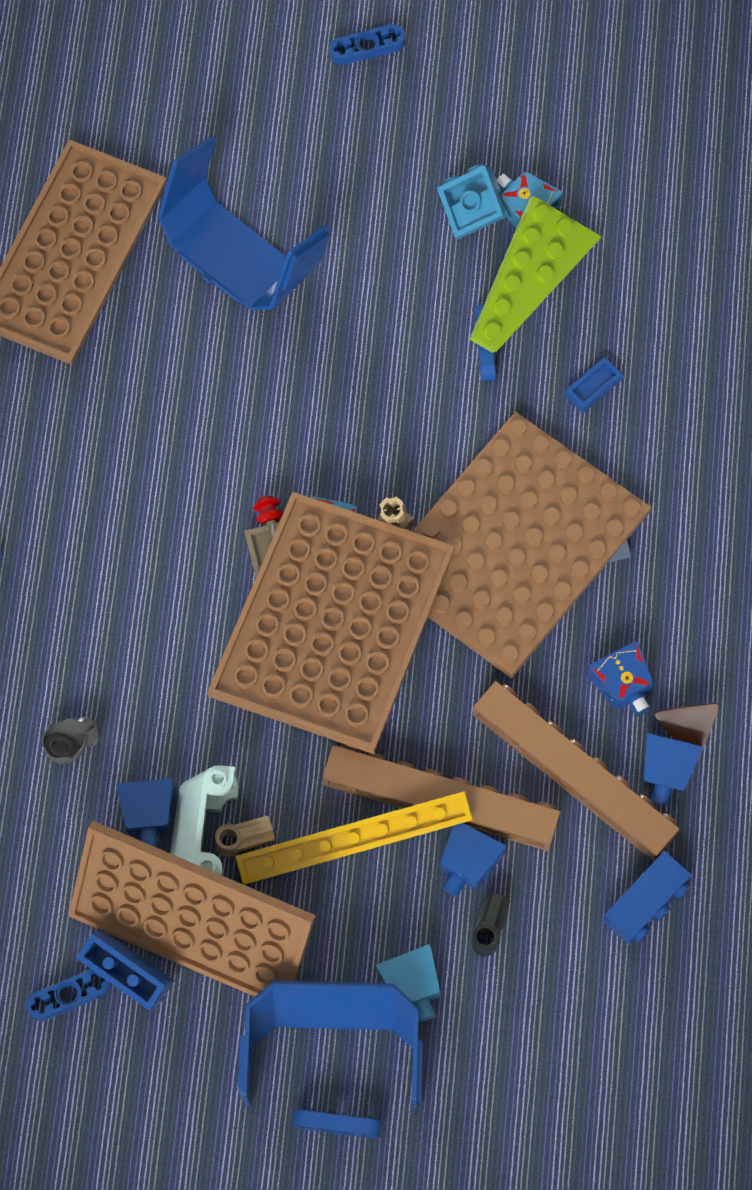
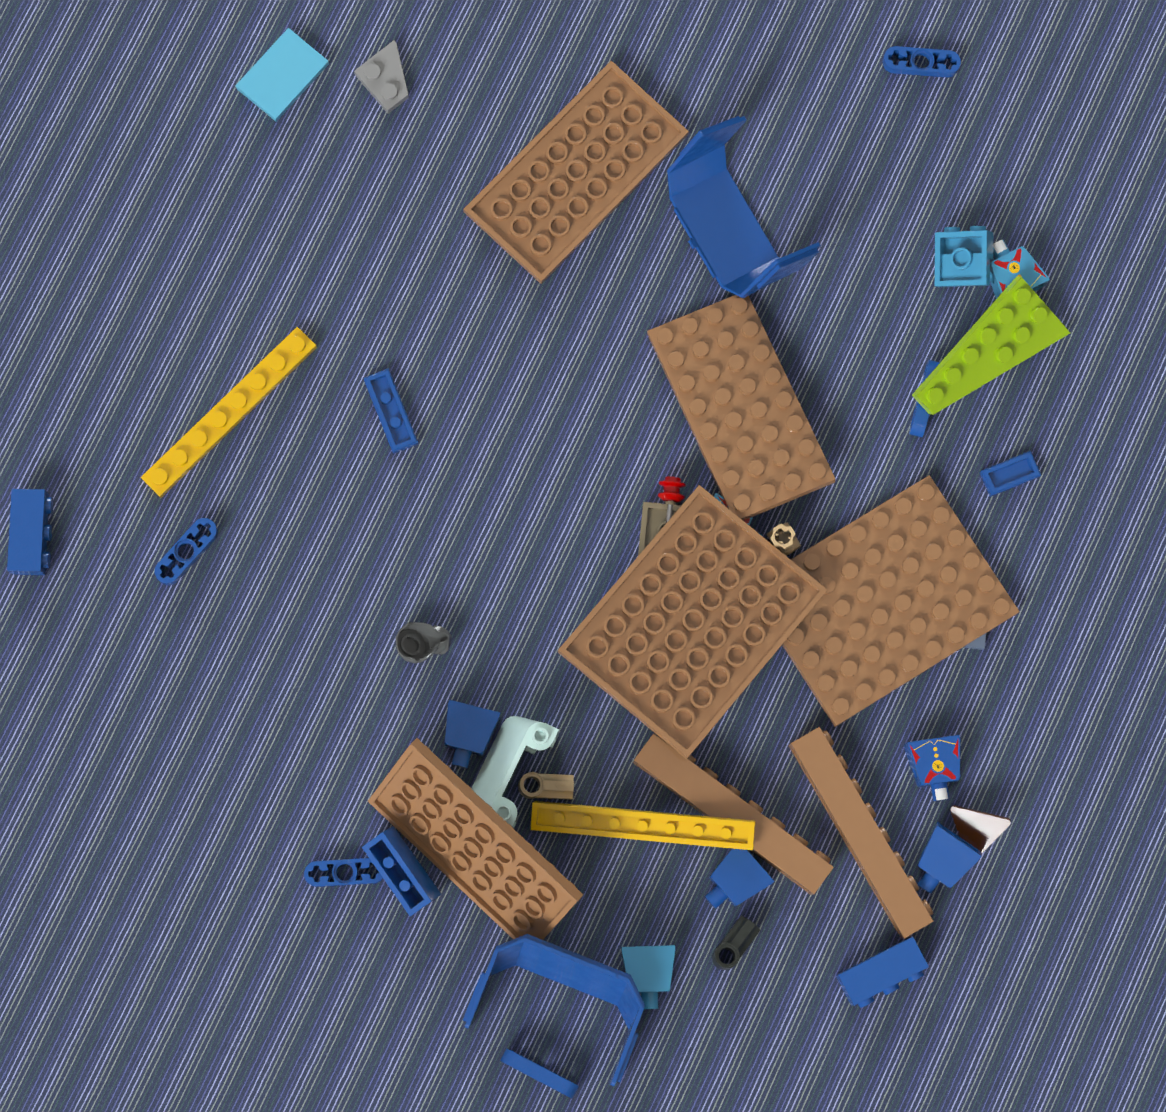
camera: 10 degrees right, 10 degrees up
(308, 410) = (740, 407): none -> medium nougat plate

